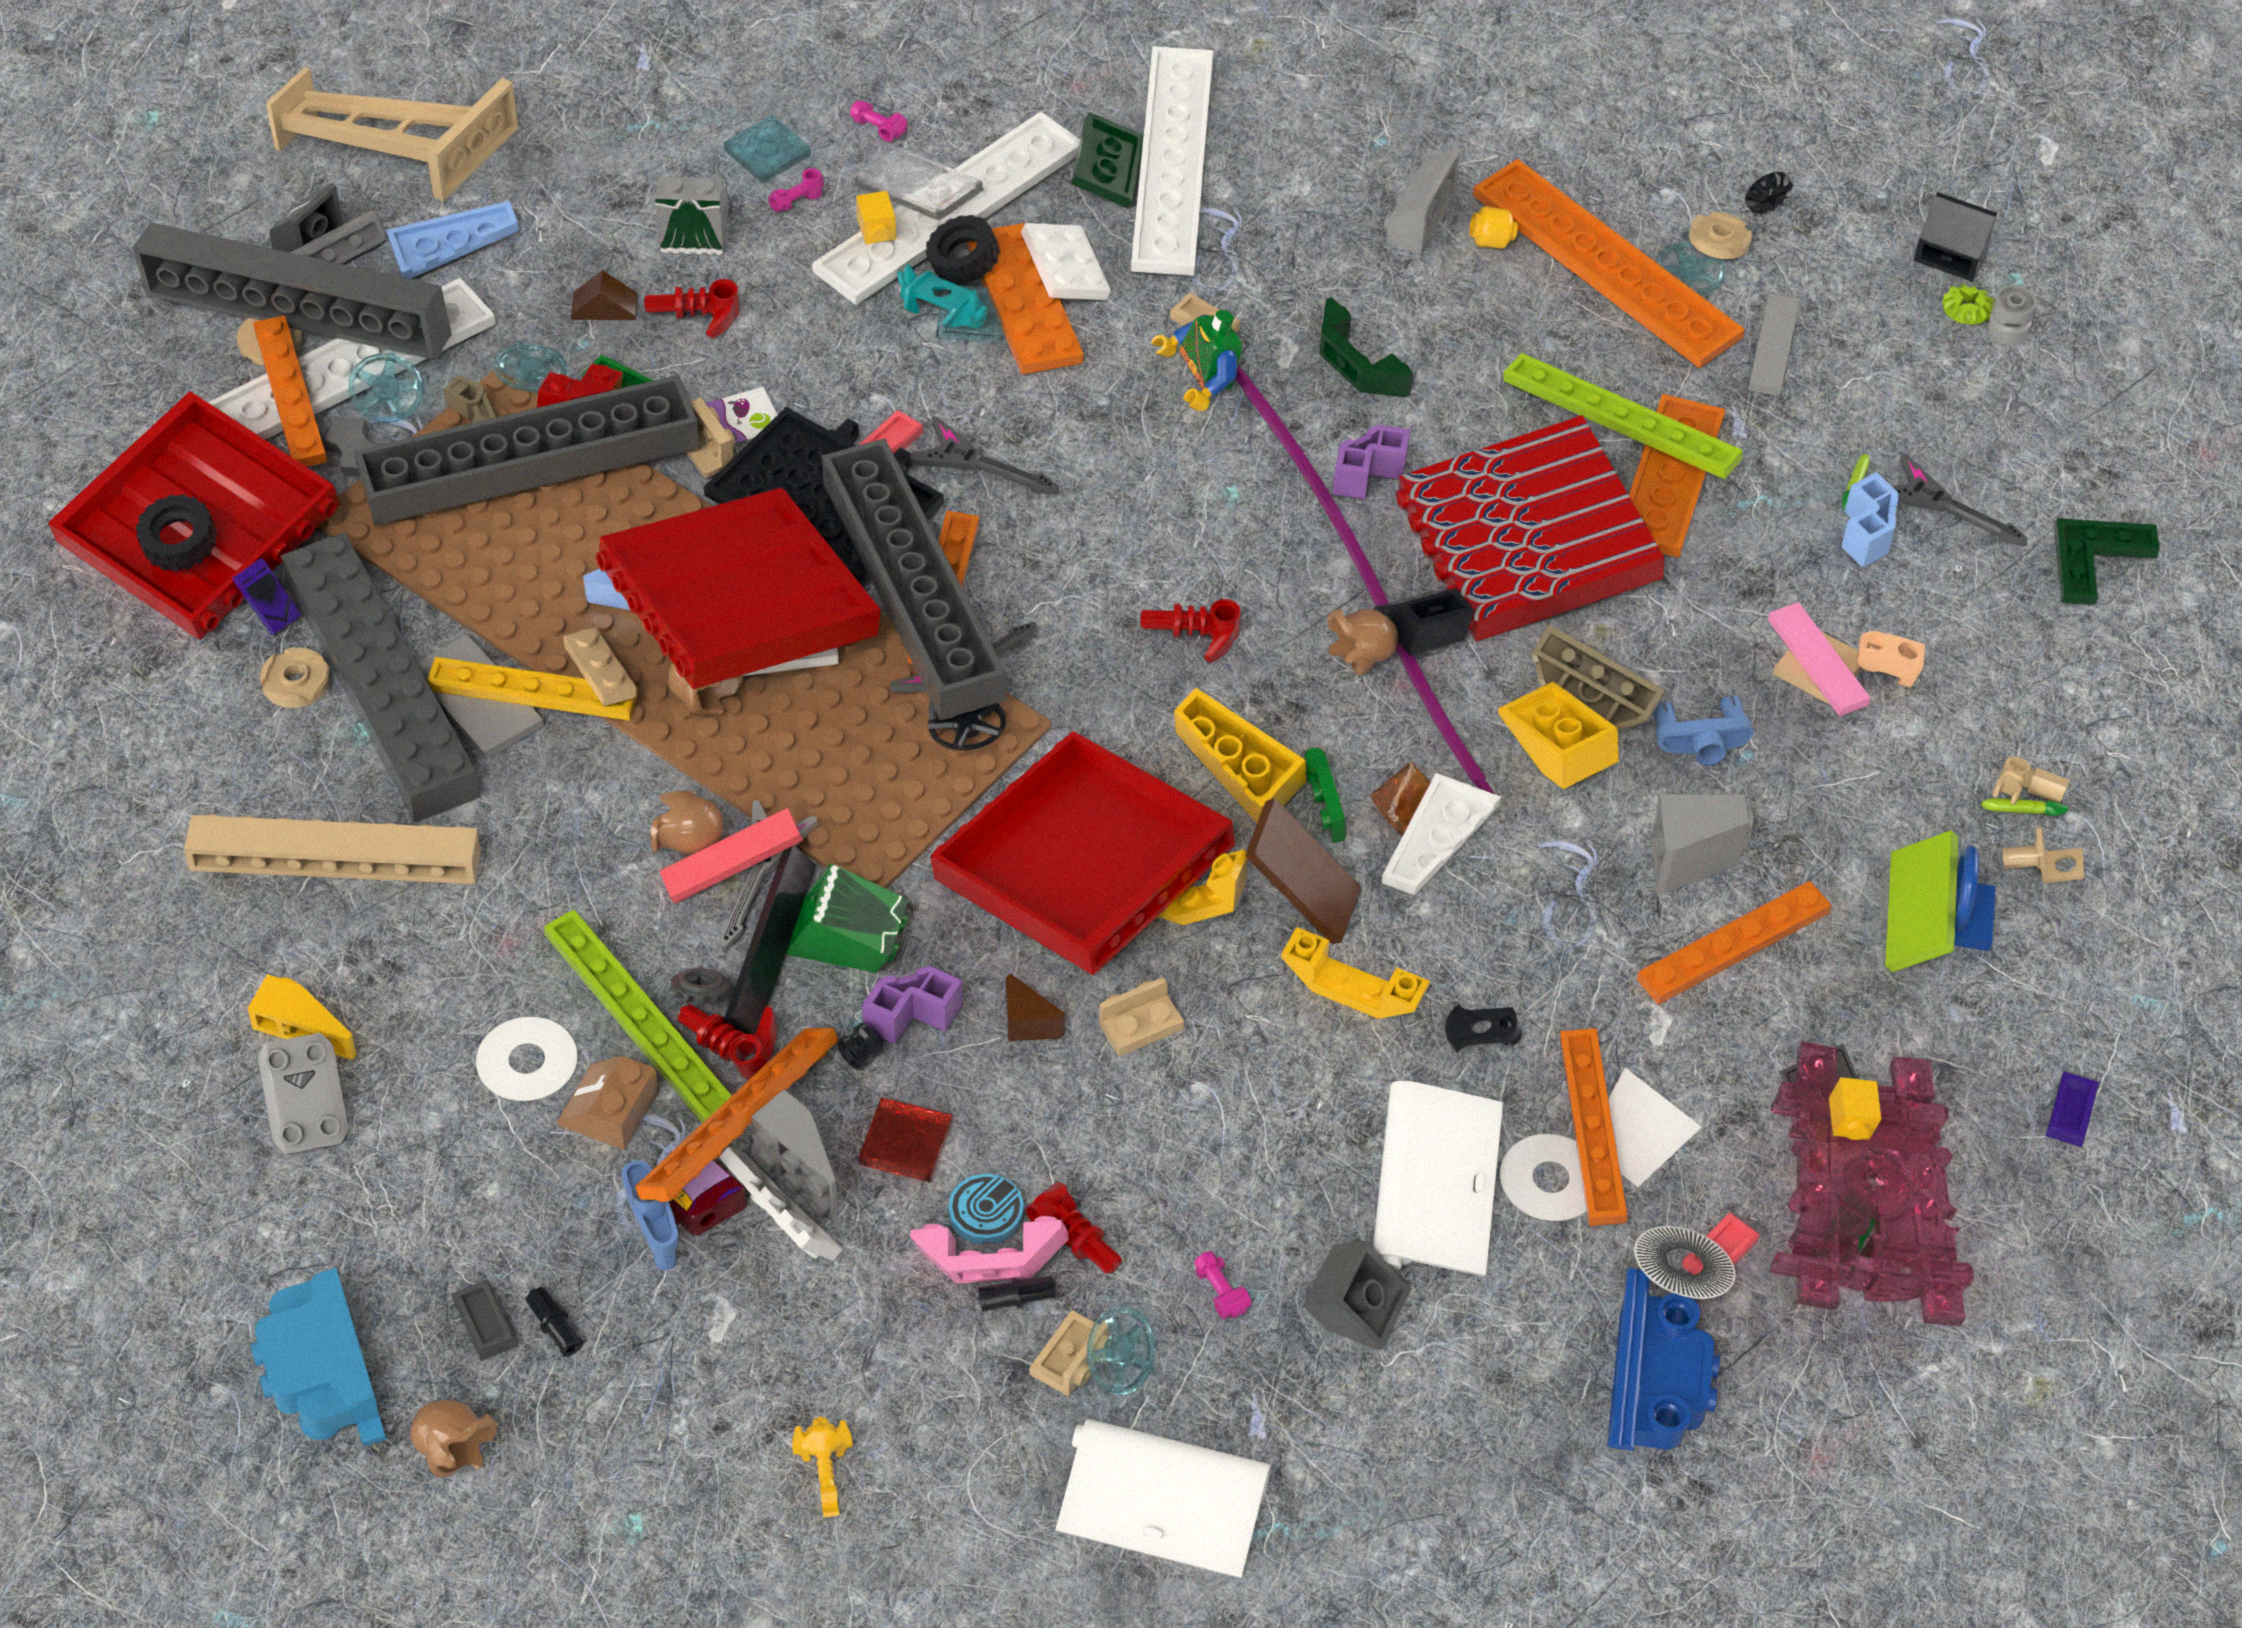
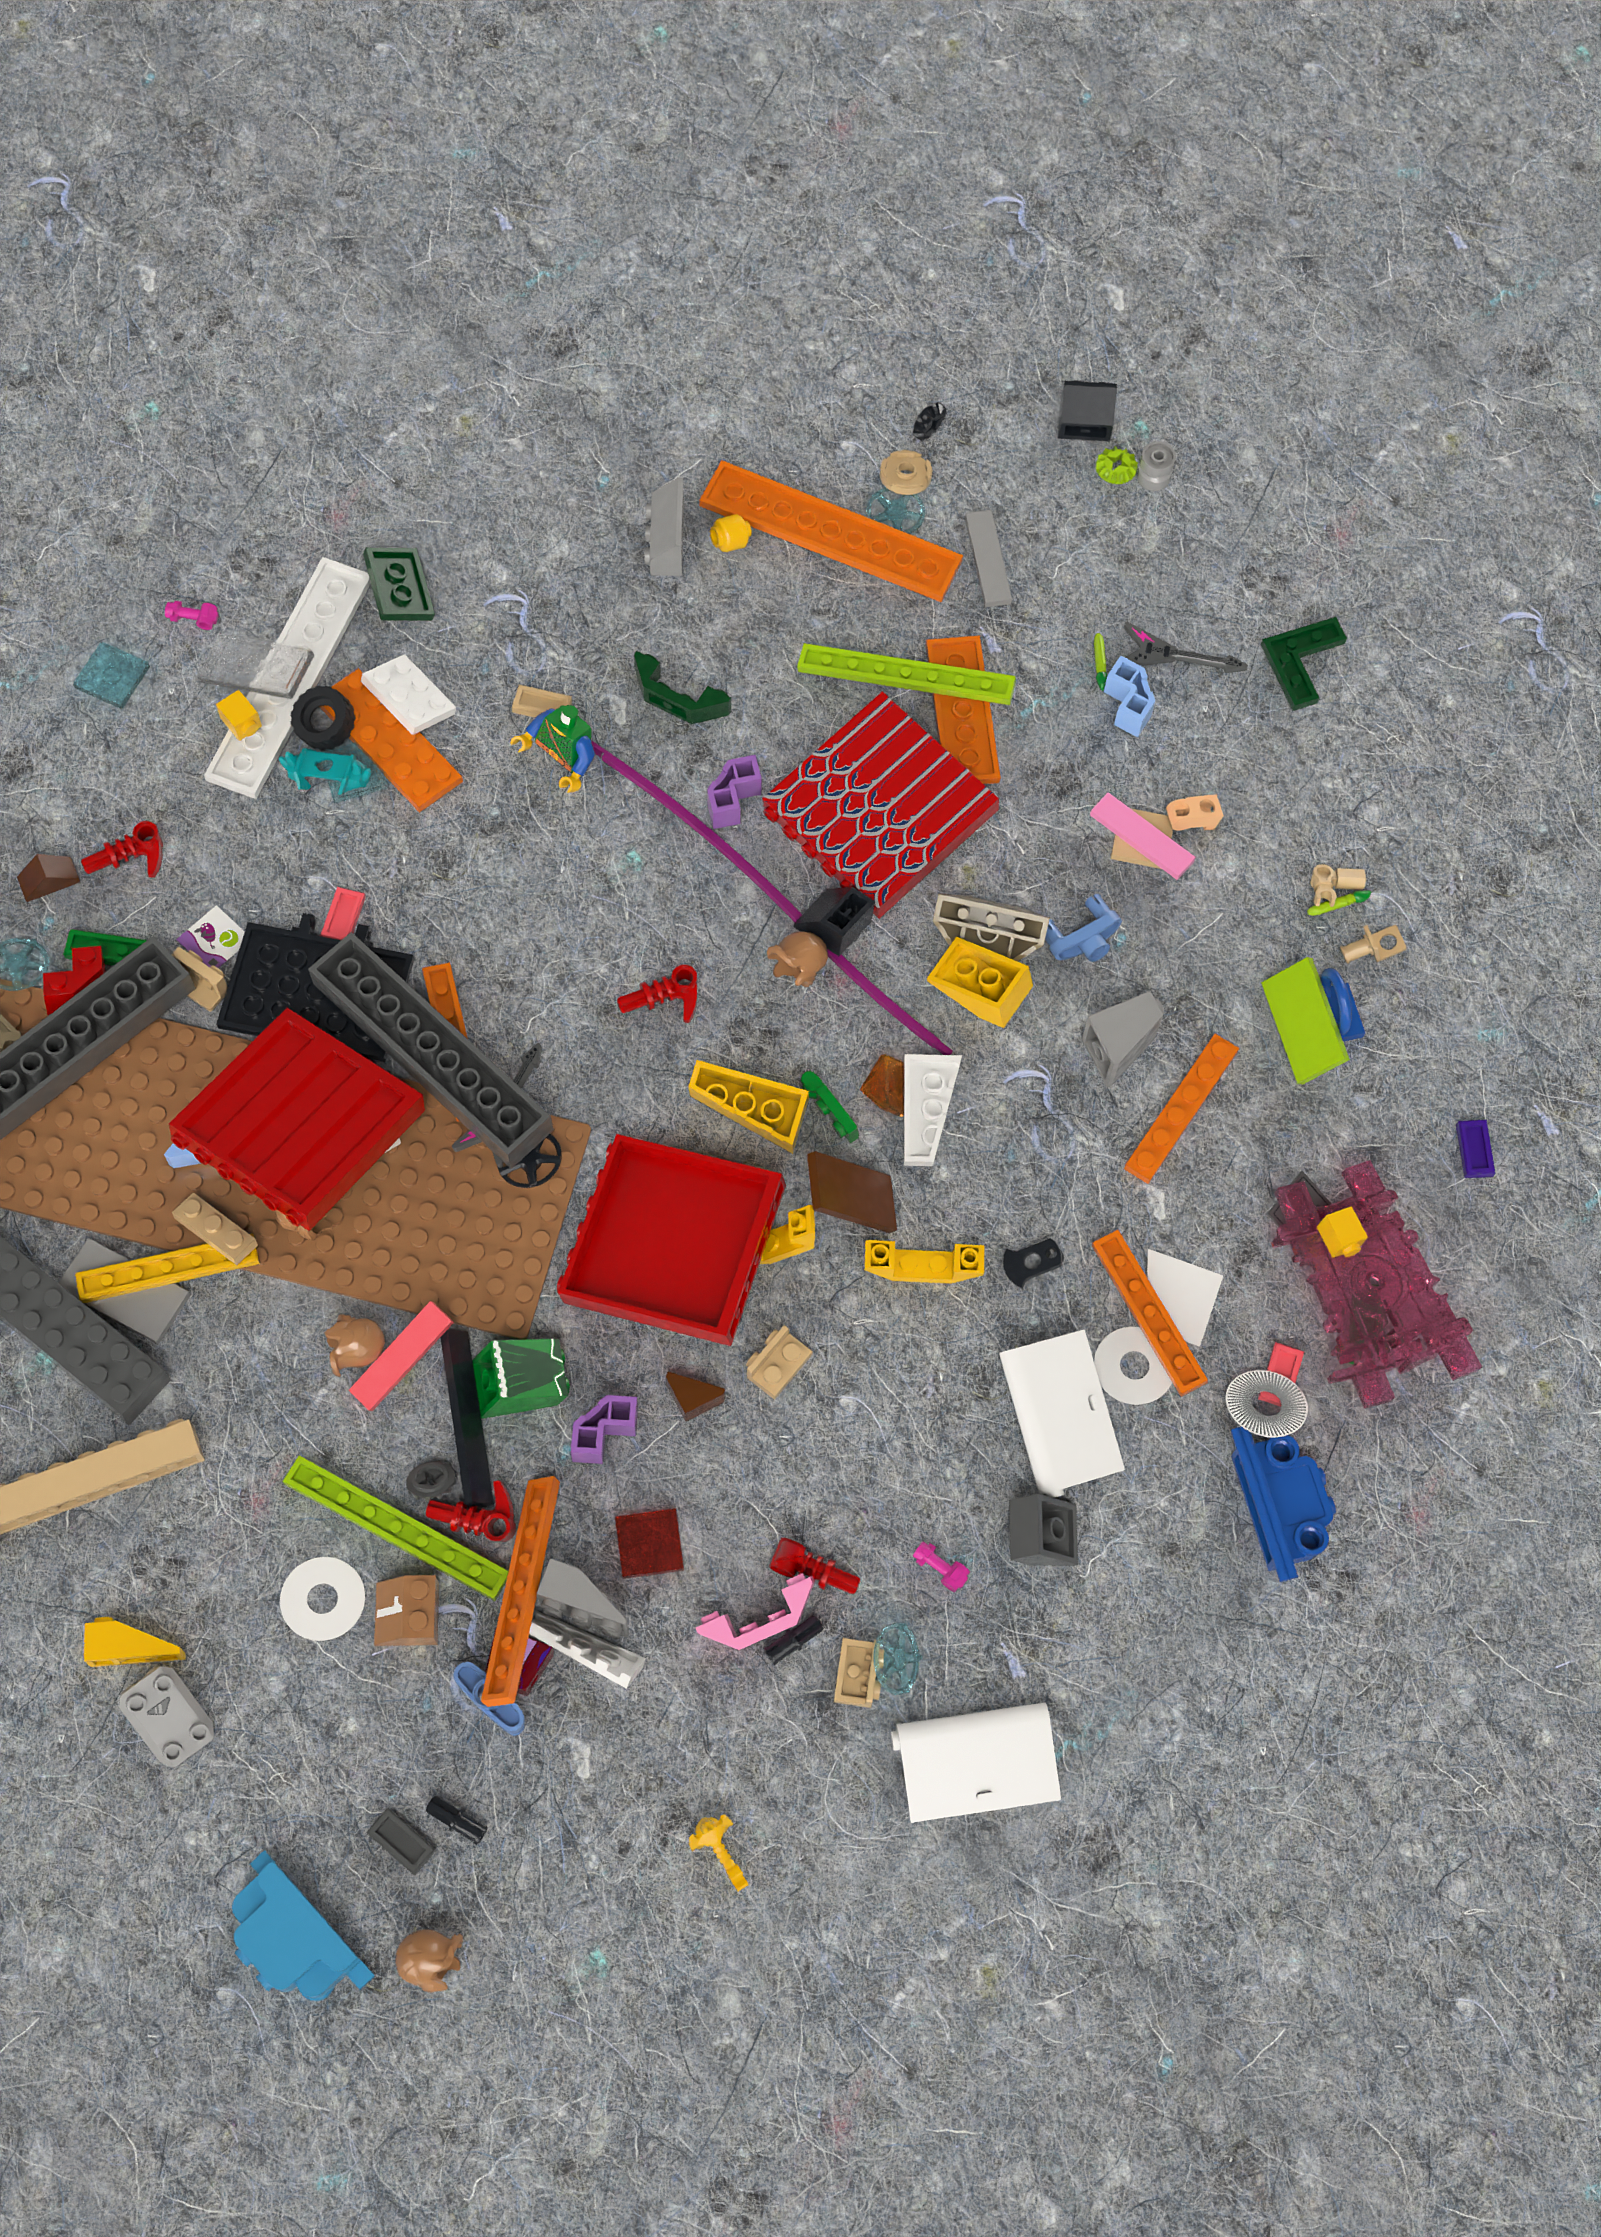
camera: 25 degrees left, 15 degrees up
(691, 215) = (85, 772): slope -> none
(733, 929) = (429, 1416): light grey piece -> none
(809, 187) = (166, 700): dark pink bar -> none
(859, 1046) = (578, 1480): black wheel -> none
(959, 453) = (404, 907): dark grey piece -> none
(986, 1209) = (737, 1576): tile -> none
(1172, 161) = (449, 563): white plate -> none

